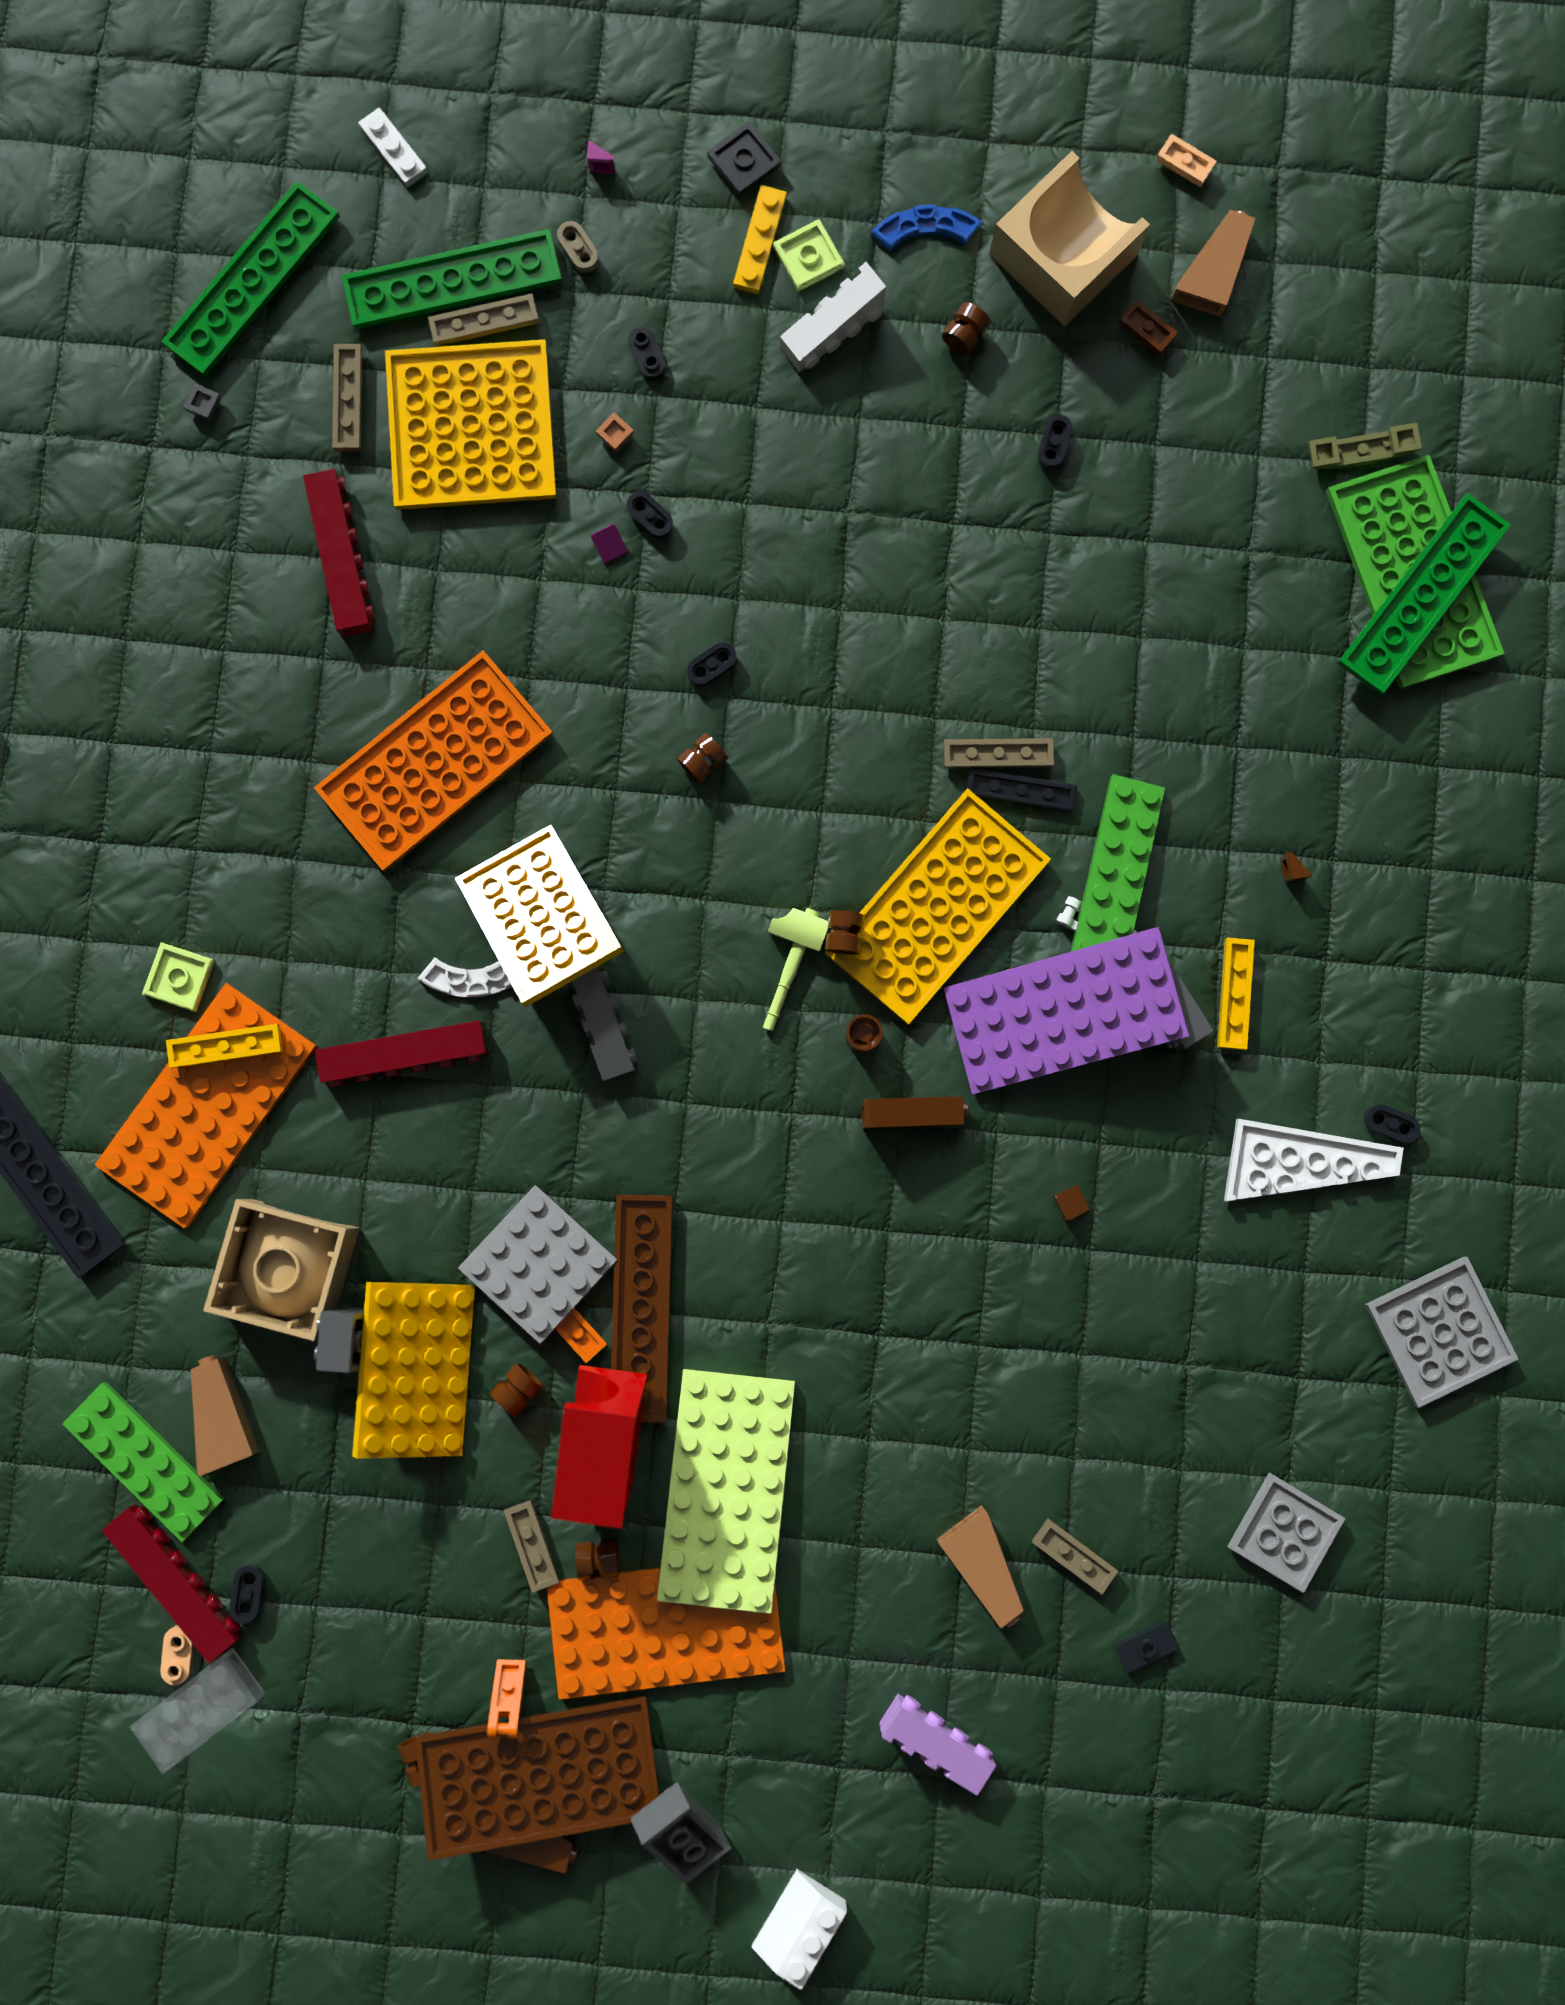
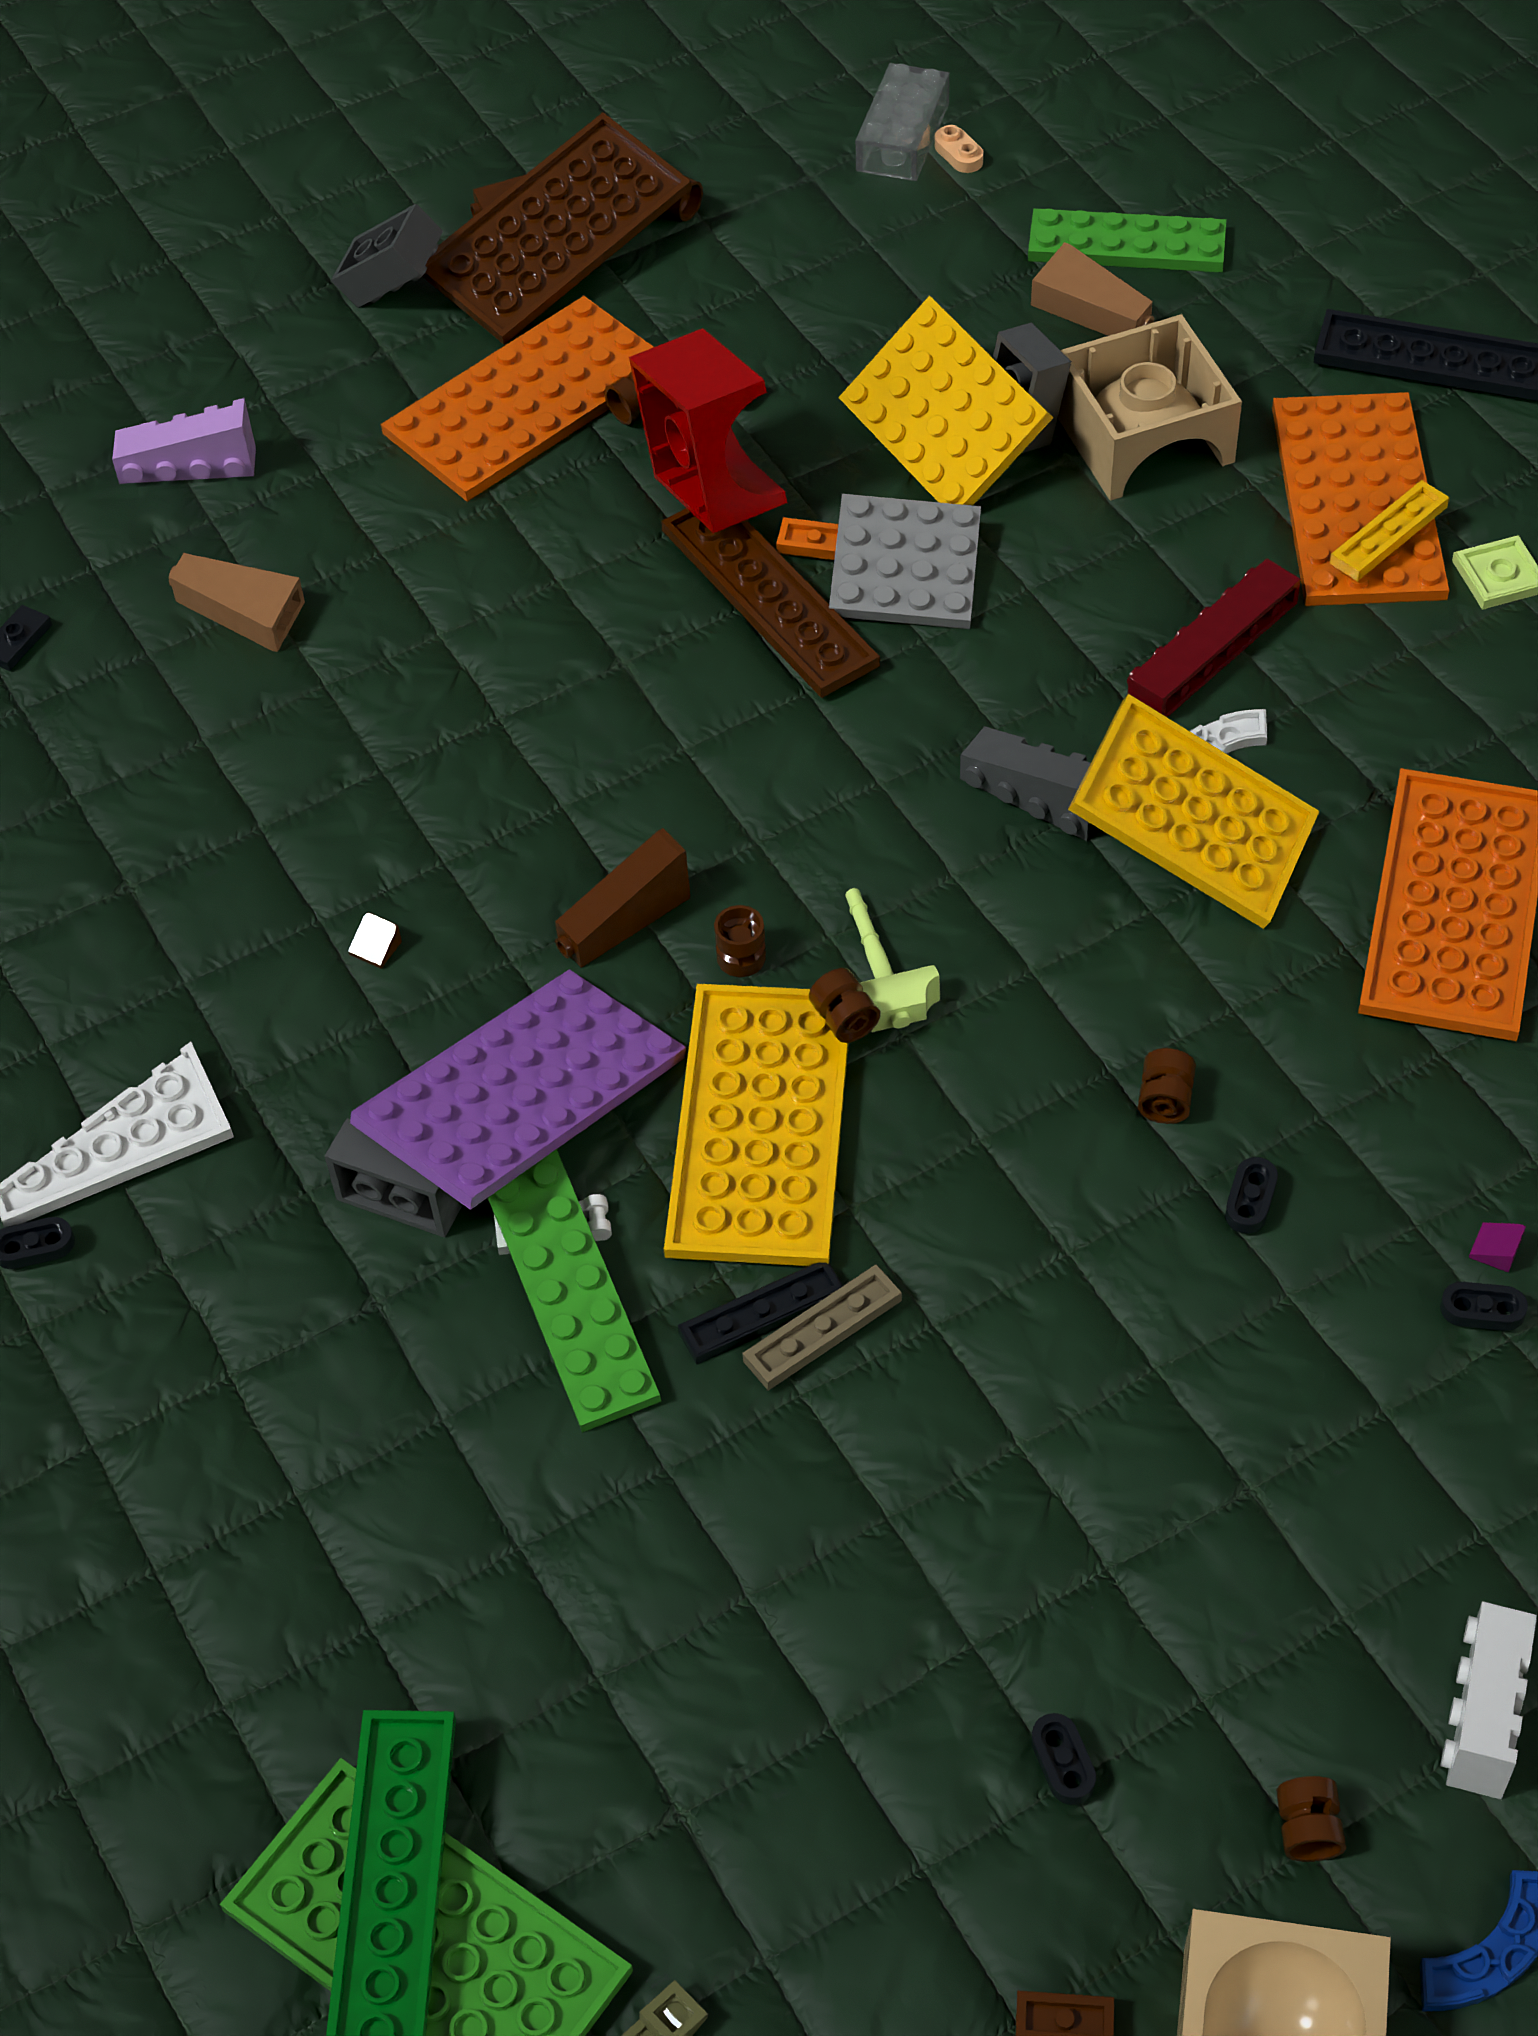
camera: 150 degrees right, 30 degrees down
(172, 1582) = (1011, 179): dark red brick -> none
(247, 1592) = (939, 210): black plate -> none
(507, 1698) = (631, 257): plate -> none
(513, 1393) = (832, 462): reddish brown wheel -> none
(726, 1491) = (555, 511): yellowish green plate -> none
(799, 1928) = (220, 275): white slope -> none
(1074, 1556) = (145, 659): dark tan plate -> none
(1235, 993) = (325, 1258): yellow plate -> none
(1293, 869) = (342, 1437): reddish brown slope -> none

